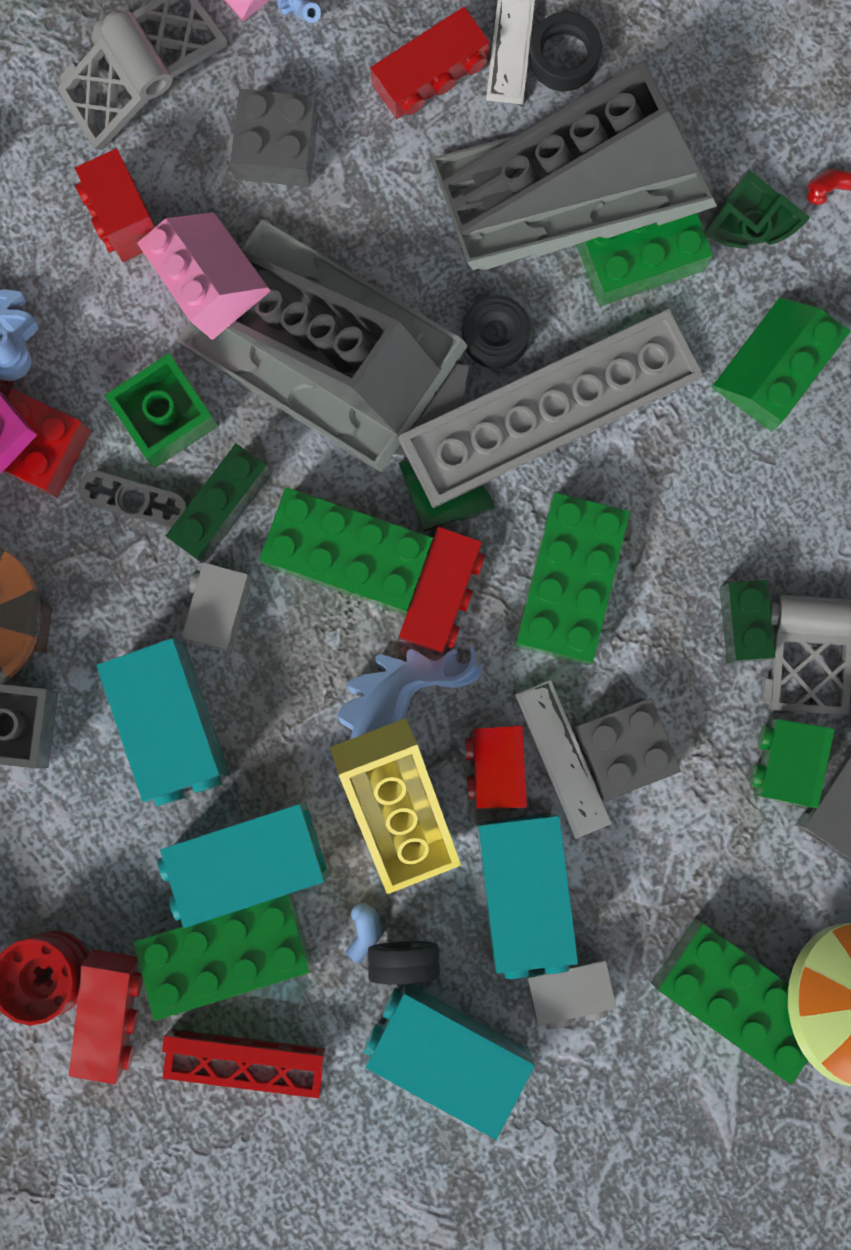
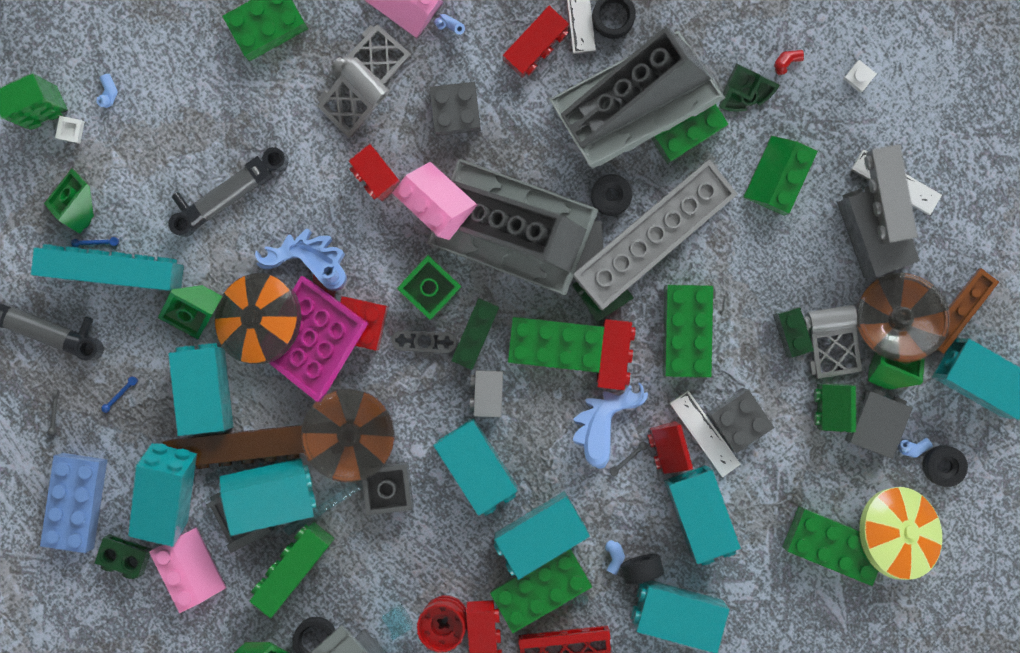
camera: 15 degrees left, 5 degrees up
(395, 805) = (620, 484): light yellow brick -> none
(572, 994) = (744, 563): light grey brick -> none

